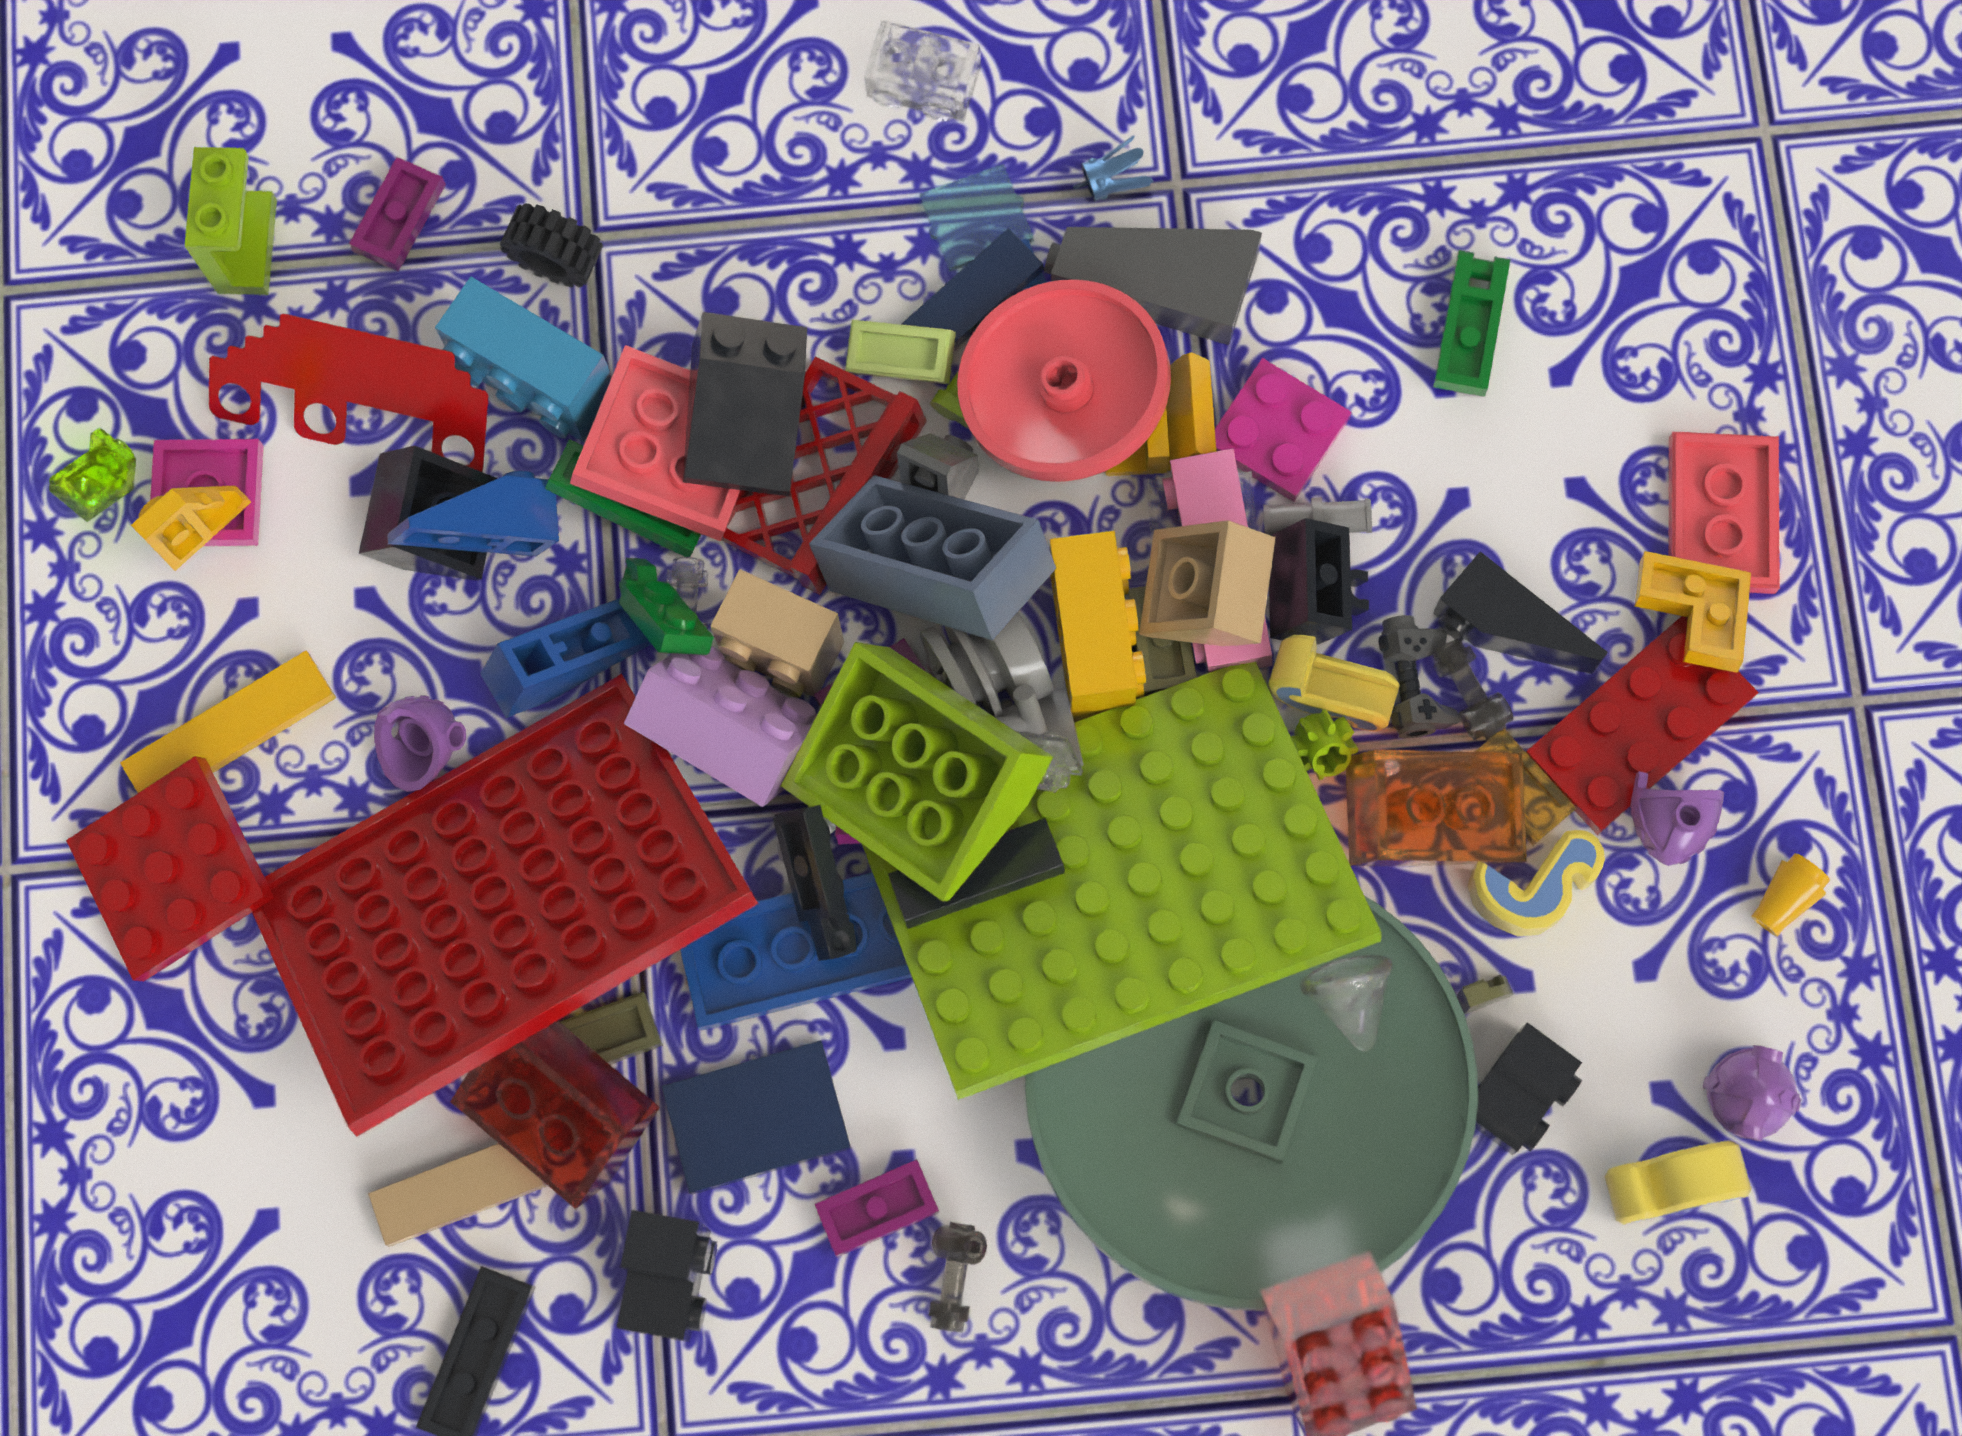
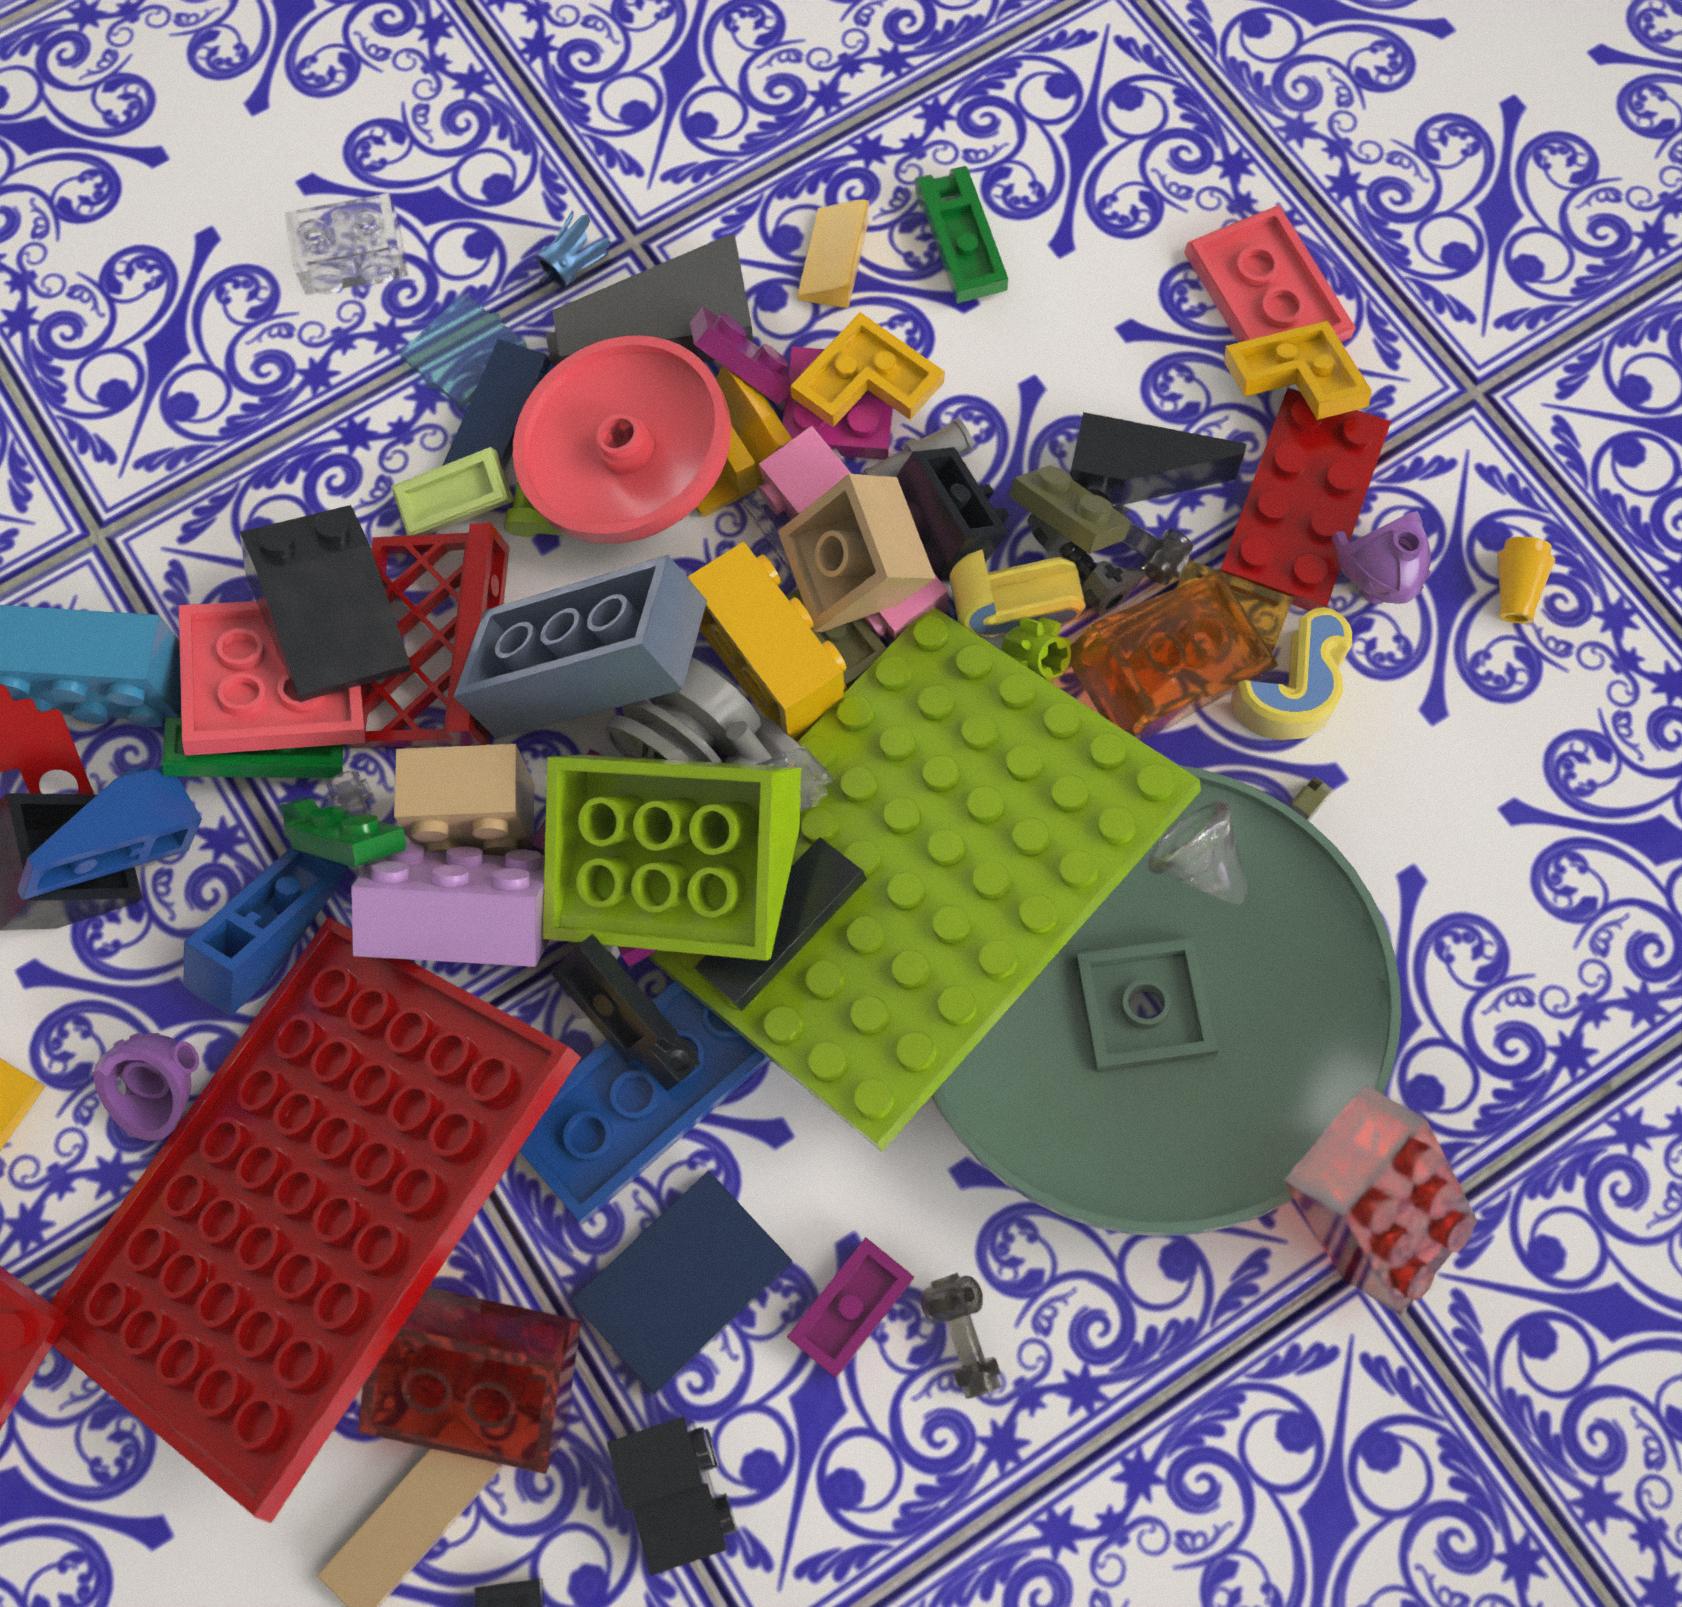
camera: 30 degrees left, 5 degrees down
(551, 245) = (60, 550): black tyre -> none
(618, 1028) = (497, 1265): olive tile -> none
(938, 464) = (539, 567): dark grey slope -> none
(1208, 350) = (726, 343): none -> magenta plate
(1309, 407) = (864, 360): none -> yellow plate
(1348, 286) = (834, 254): none -> yellow slope
(1419, 633) = (1070, 508): none -> olive plate
(1523, 1088) = (1396, 862): black brick -> none
(1677, 1182) = (1583, 882): light yellow animal -> none
(1752, 1092) = (1598, 766): medium lavender helmet -> none

